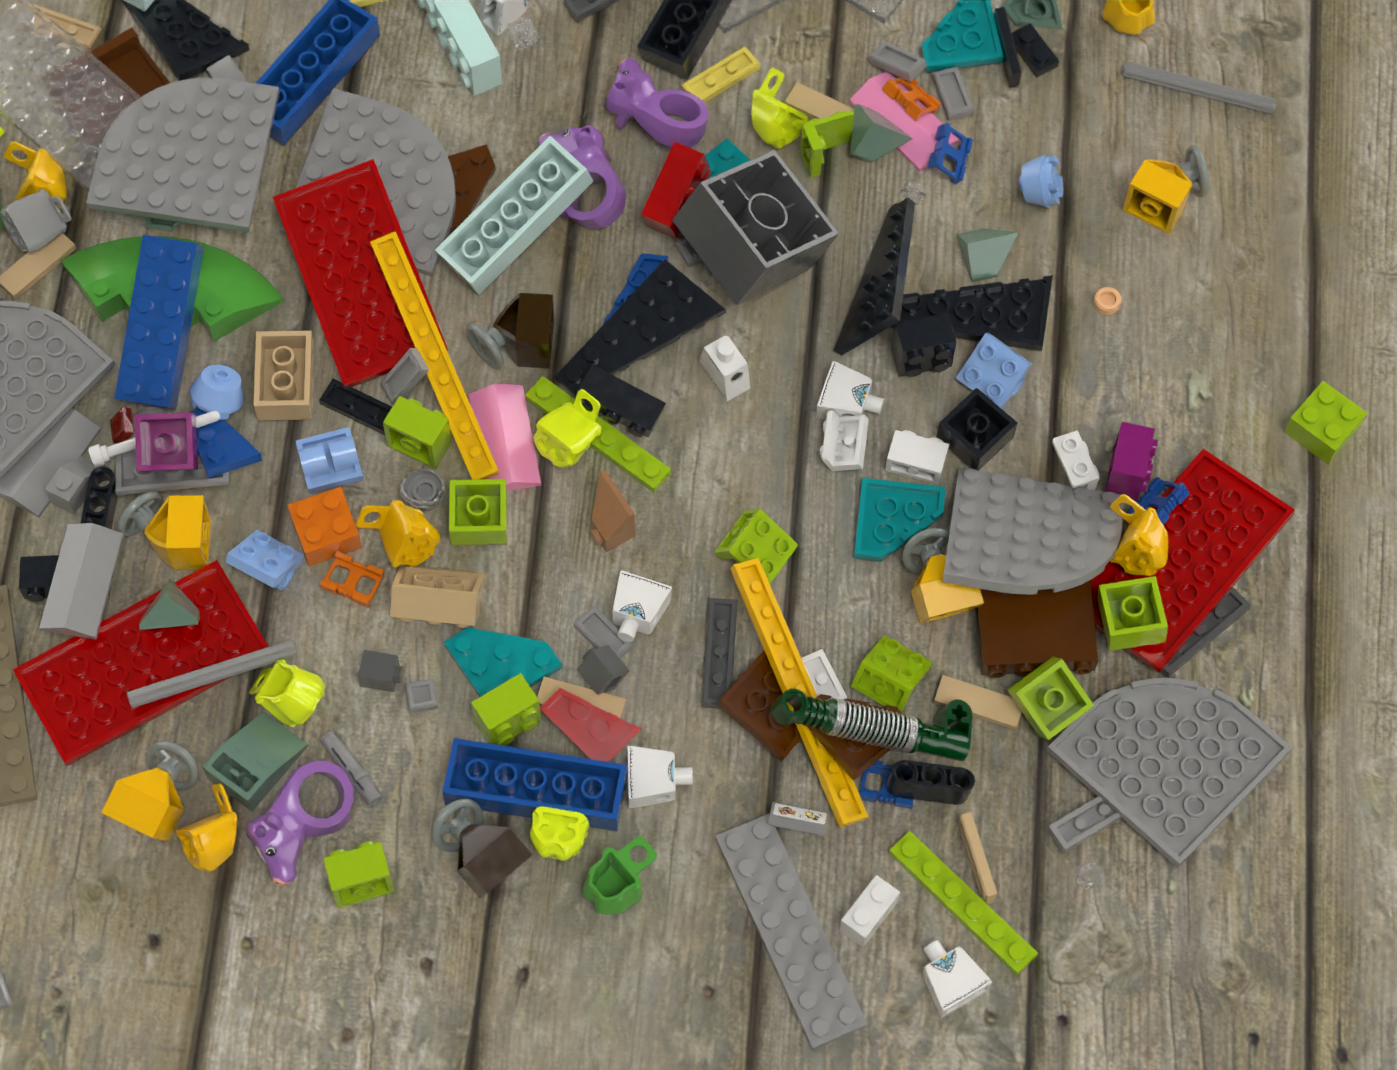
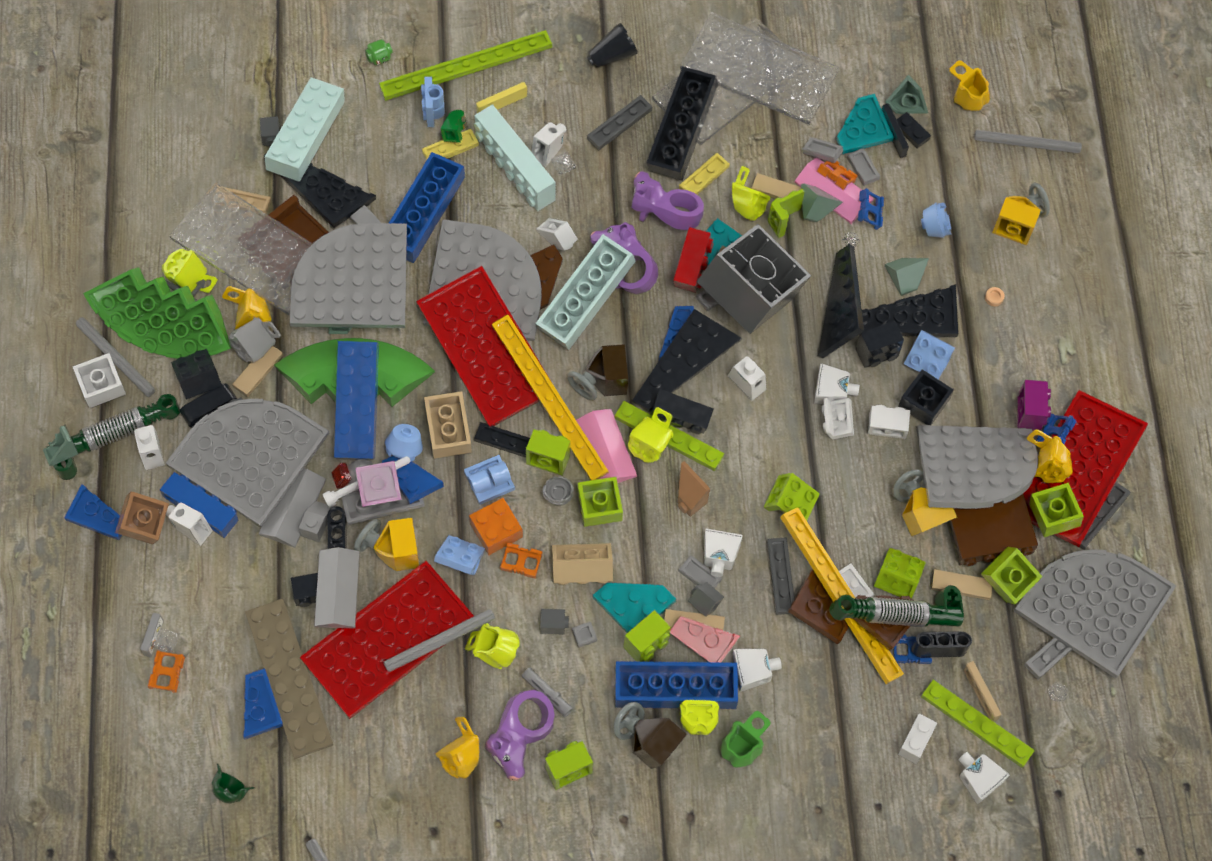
camera: 10 degrees left, 0 degrees up
(151, 798) = (415, 734): yellow piece -> none
(170, 609) = (401, 600): sand green slope -> none
(254, 760) = (480, 696): sand green slope -> none
(403, 531) = (551, 523): yellow piece -> none
(404, 375) = (531, 414): light grey tile -> none
(494, 130) = (557, 233): none -> white slope
(791, 932) = (866, 760): light grey plate -> none
(798, 818) = (857, 682): tile -> none
(893, 514) = (880, 464): teal plate -> none
(1076, 460) = (997, 410): white bracket -> none
(1325, 422) = (1156, 360): lime brick -> none

